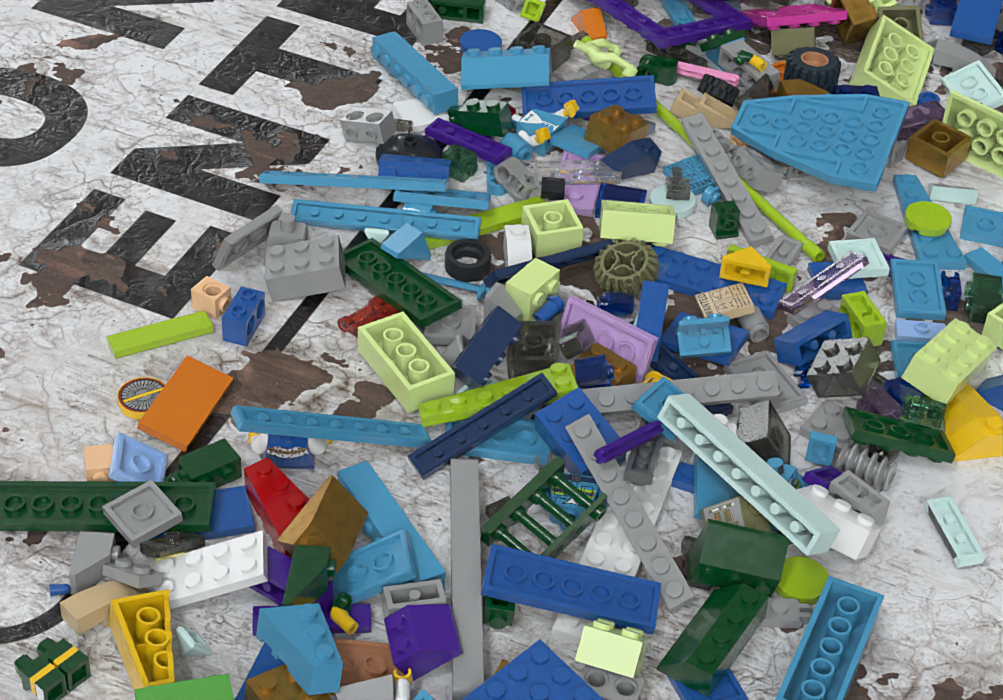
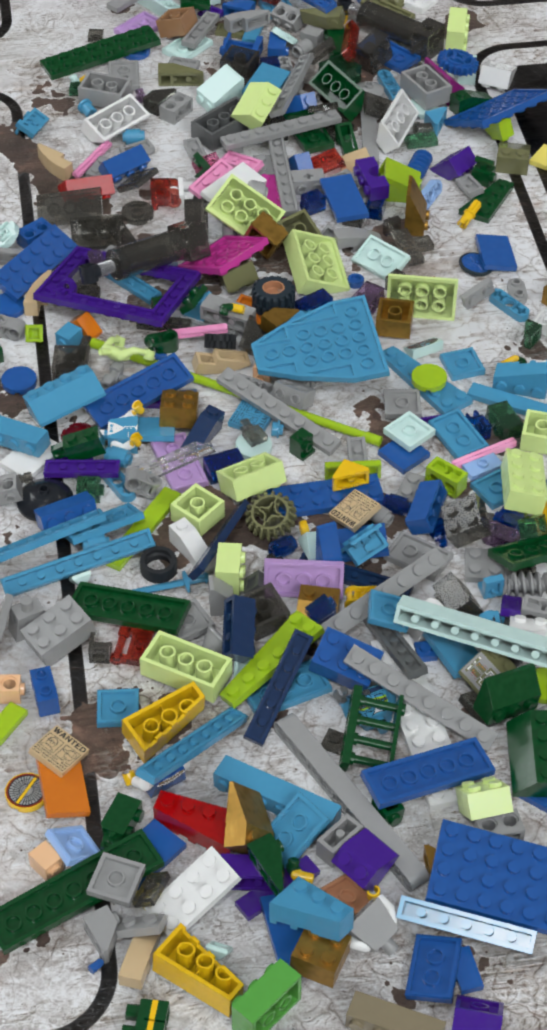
camera: 30 degrees left, 5 degrees up
(203, 373) = (58, 751): none -> tan tile
(306, 369) = (116, 705): none -> dark azure tile
(332, 307) = (99, 651): none -> clear smoke panel
(340, 393) = (160, 721): none -> yellow wedge
(407, 244) = (112, 574): dark azure slope -> none
(549, 309) = (252, 571): blue pin -> none
(553, 188) = (172, 477): black plate -> none
(565, 22) = (69, 335): none -> dark azure brick
(577, 339) = (288, 589): clear smoke leg -> none
(628, 442) = (390, 650): dark purple axle -> none
(780, 319) = (397, 504): none -> clear blue brick
(823, 282) = (404, 462): clear purple tile -> none
(891, 315) = (496, 448): none -> bright pink axle

